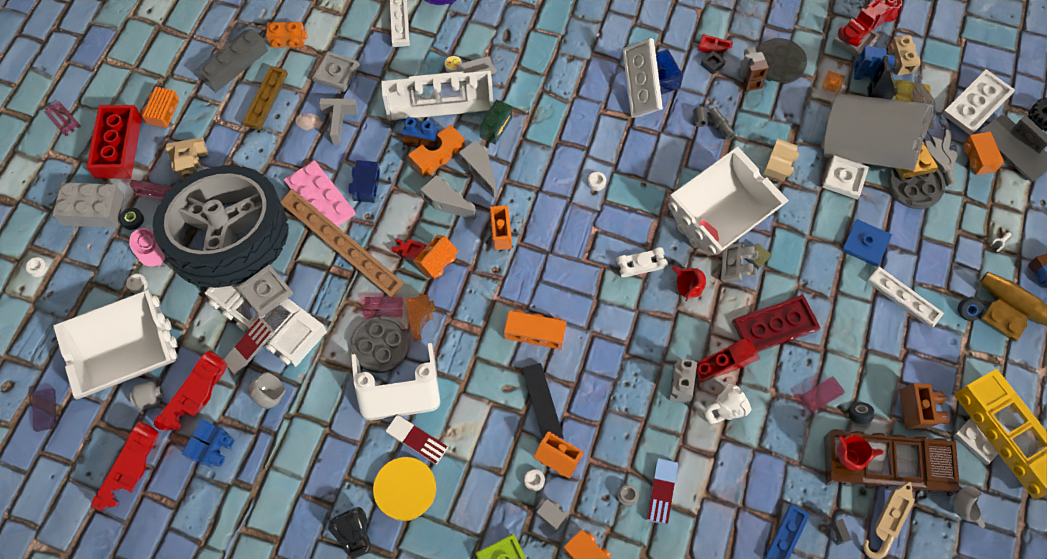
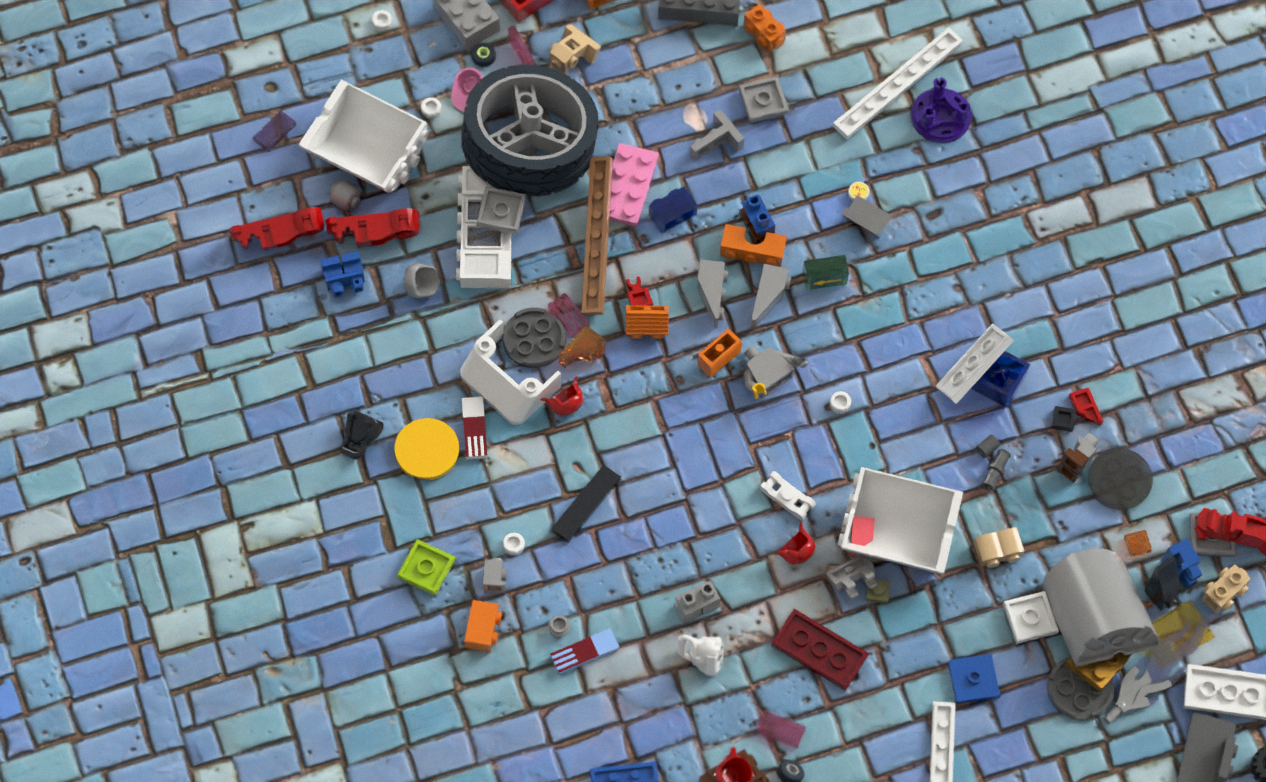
camera: 50 degrees right, 0 degrees up
(248, 346) = (446, 237): tile -> none
(265, 98) = (685, 63): pearl gold plate -> none
(438, 94) = (804, 203): white window -> none
(451, 355) = (567, 401): none -> red hair
(535, 329) = (647, 450): orange brick -> none
(539, 206) = (769, 370): none -> light grey torso
(558, 454) = (547, 544): orange brick -> none
(727, 360) = (748, 627): red slope -> none
(983, 153) = (1166, 728): orange brick -> none

